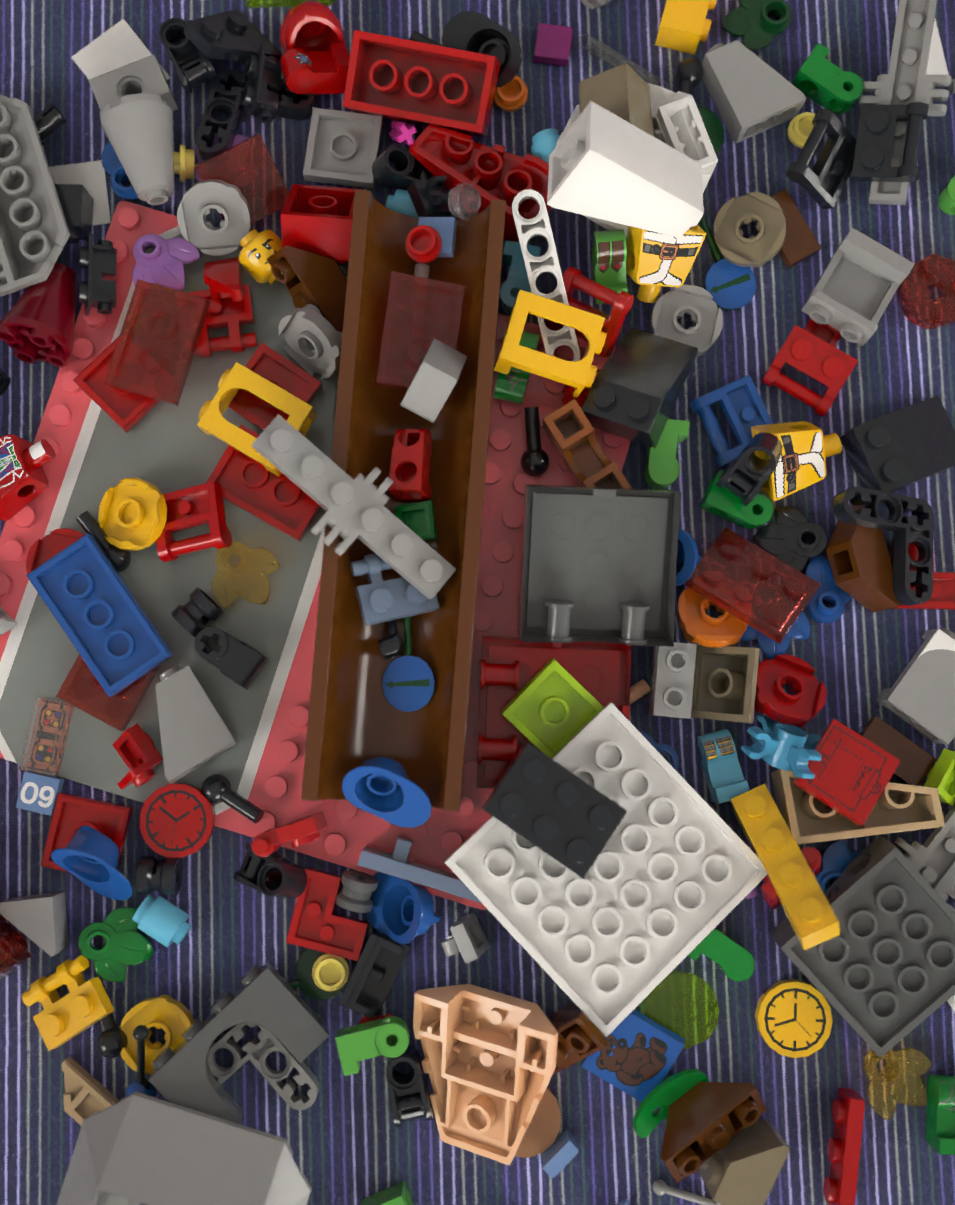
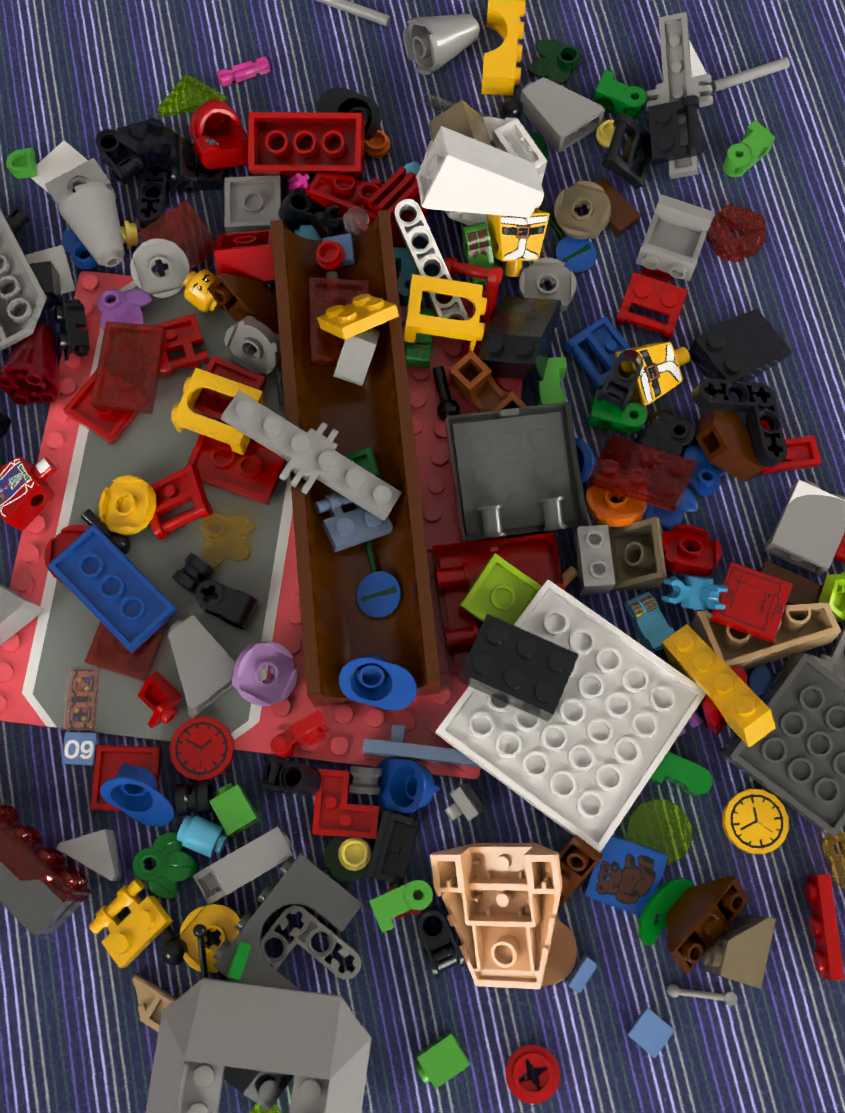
camera: 10 degrees left, 10 degrees down
(67, 42) = (22, 163): none -> bright green tile
(177, 1083) = (239, 960): none -> green tile
(202, 897) = (234, 809): none -> bright green brick
(203, 964) = (243, 865): none -> light grey slope
(218, 790) = (233, 718): black bar -> none
(224, 278) = (175, 312): red slope -> none
(246, 736) = (247, 677): none -> lavender plate
(391, 645) = (358, 565): black hand -> none
(411, 465) = (350, 422): red leg -> none
(441, 338) = (357, 316): none -> yellow plate
(529, 147) = (391, 191): none -> red tile
(553, 44) = (403, 105): magenta tile -> none

